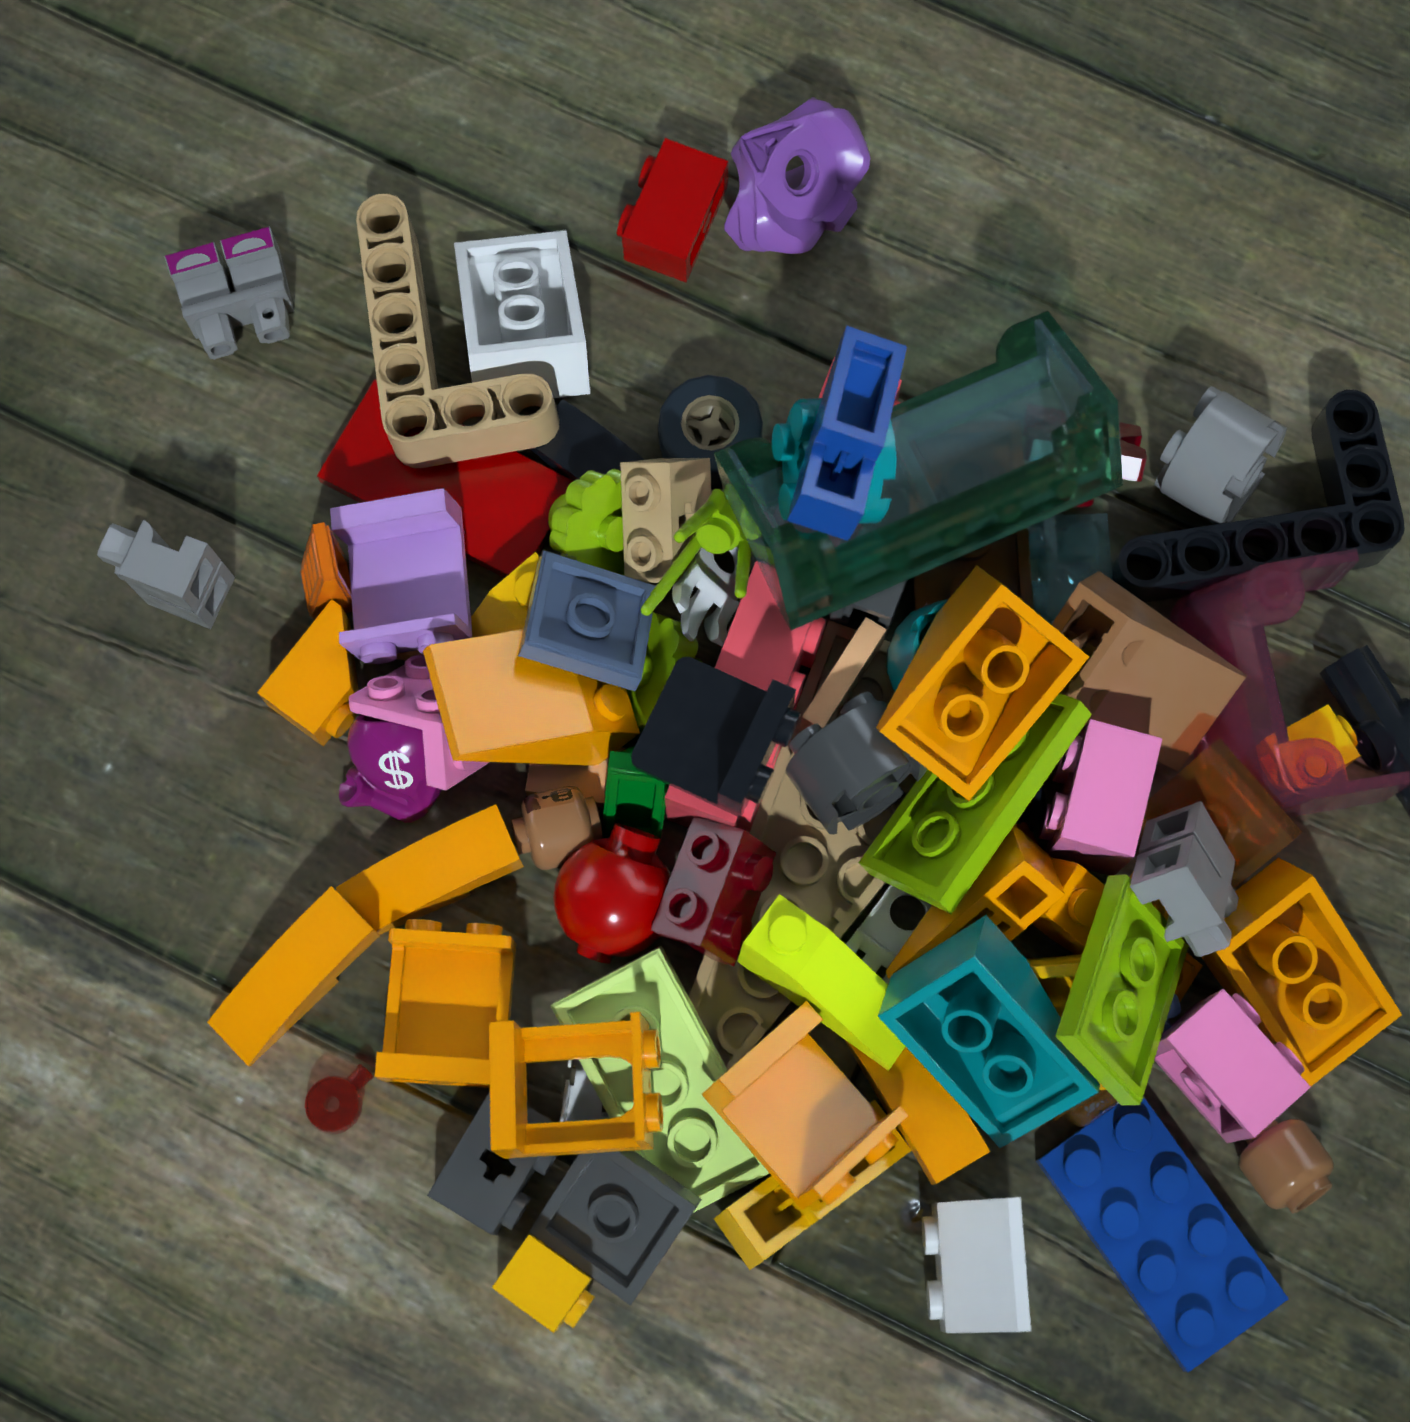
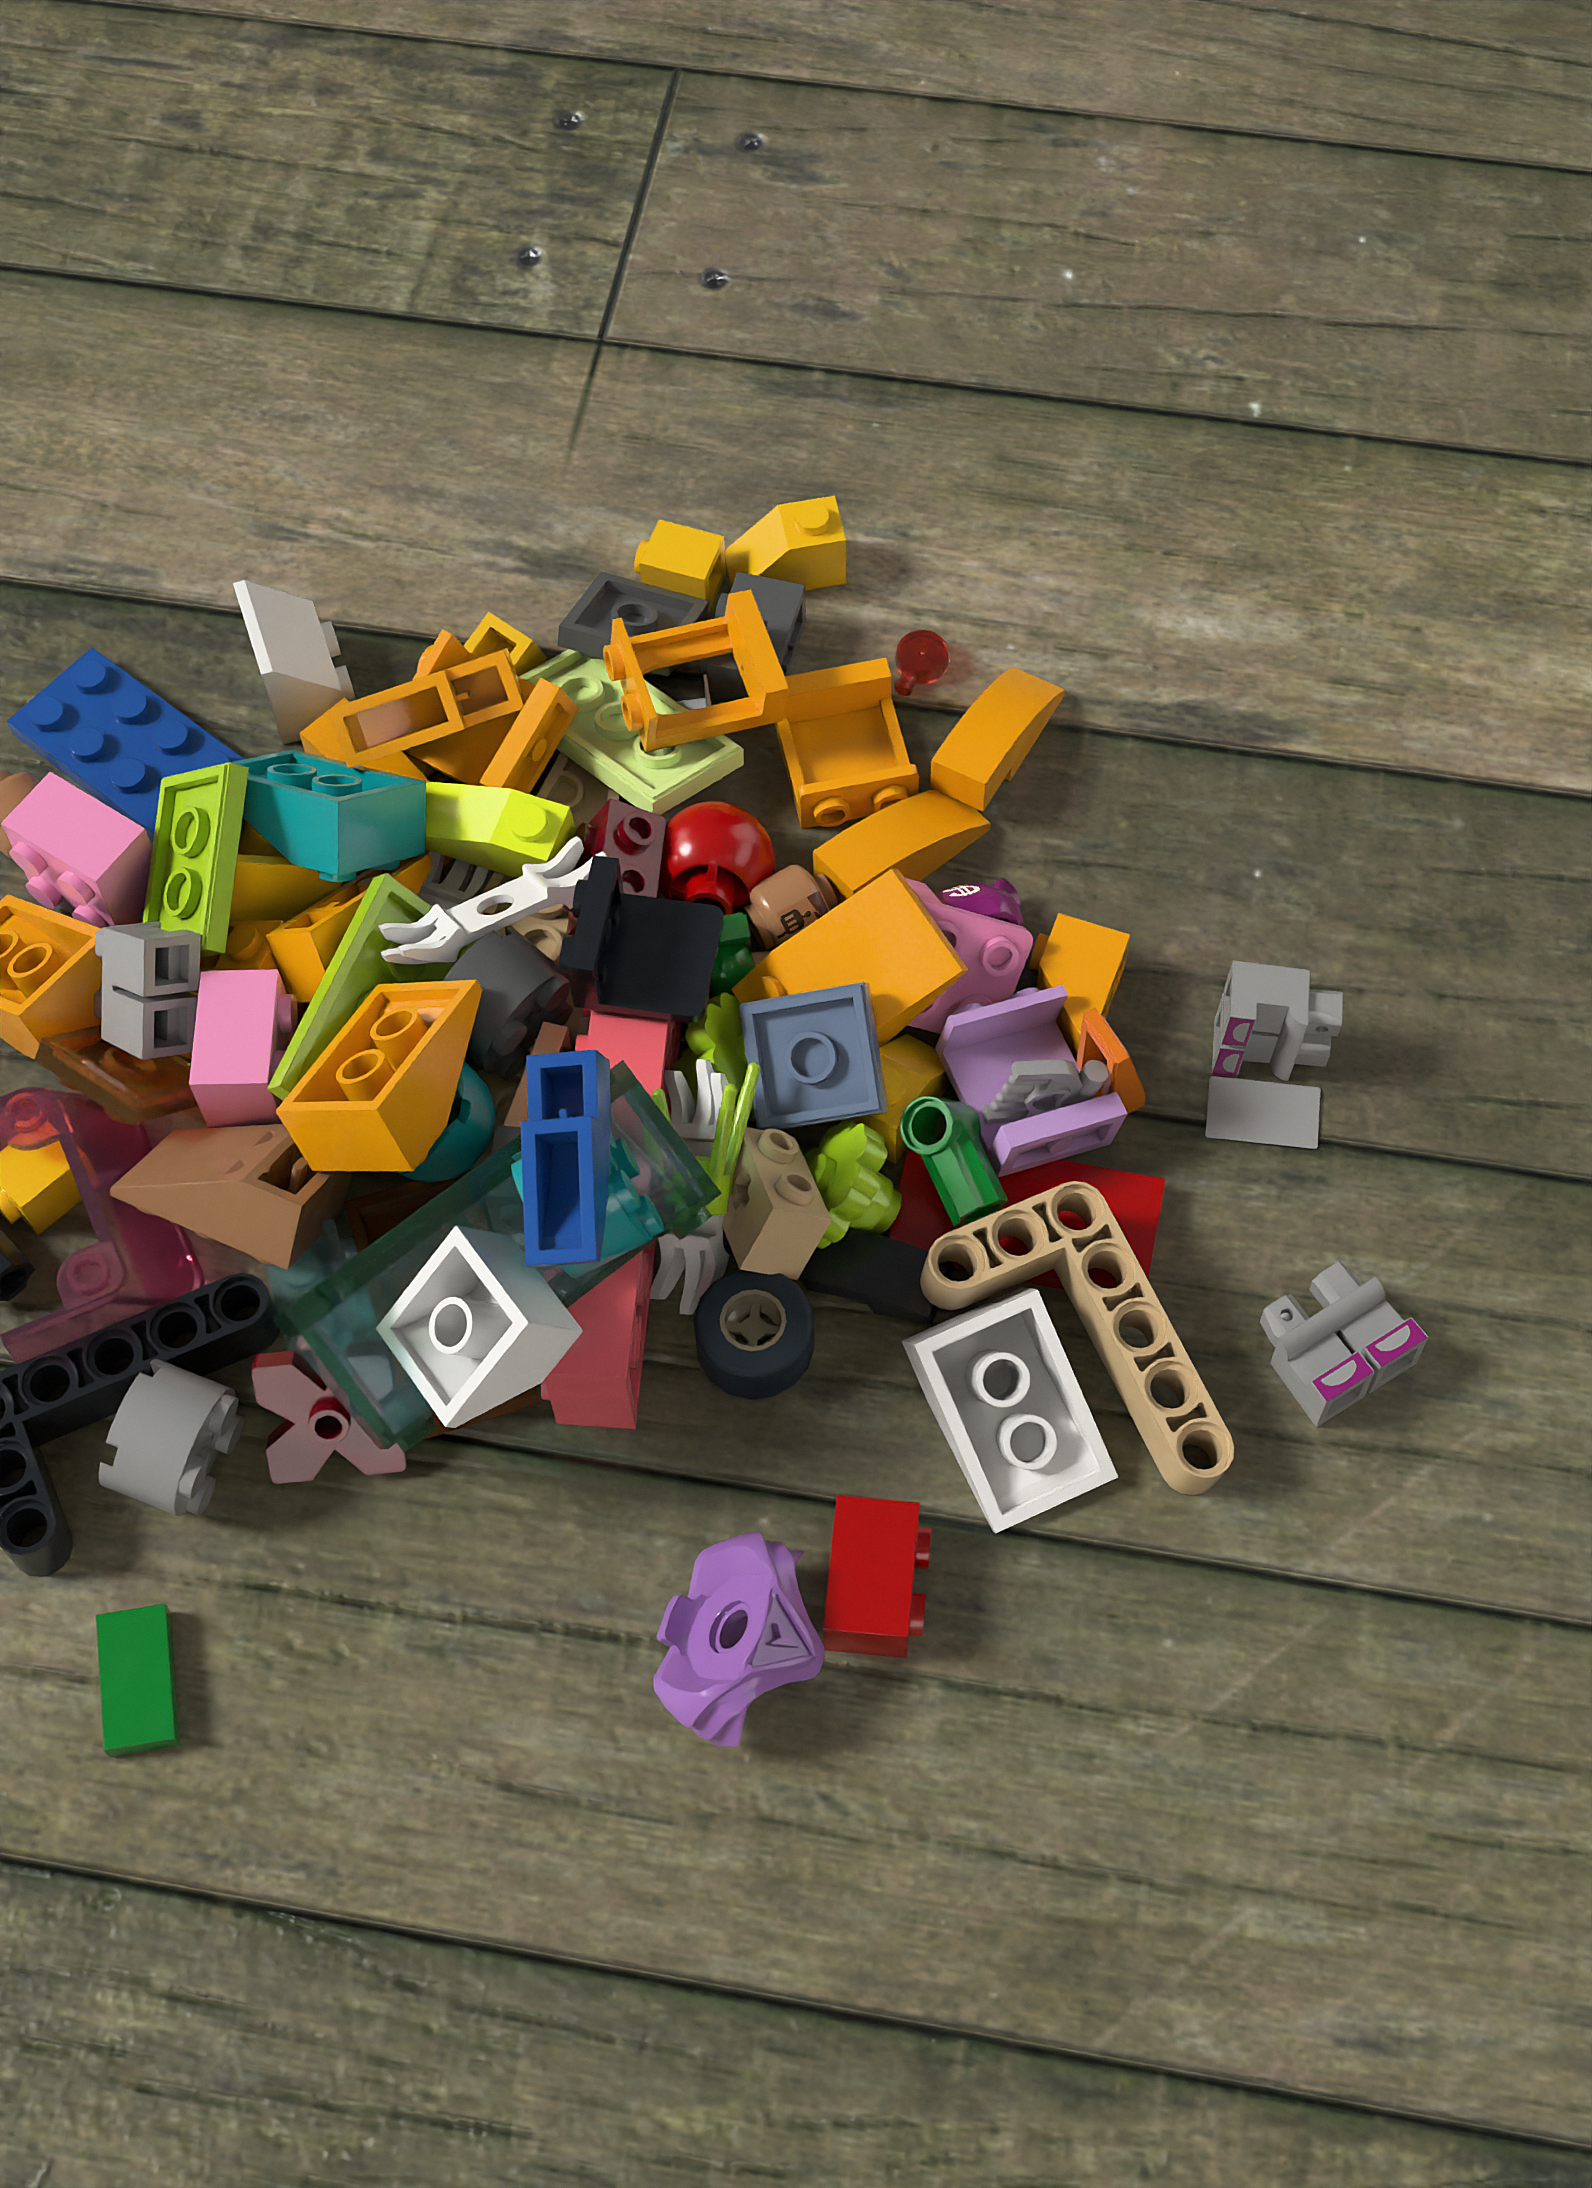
camera: 165 degrees right, 15 degrees down
(210, 520) = (1263, 1112): none -> light grey sticker
(392, 543) = (1044, 1087): none -> light grey piece
(429, 1270) = (794, 544): none -> yellow slope
(495, 532) = (955, 1162): none -> green piece
(852, 1109) = (427, 708): none -> light orange slope
(878, 834) = (443, 933): none -> white piece
(957, 392) = (477, 1326): none -> white slope
(1272, 298) = (137, 1680): none -> green tile

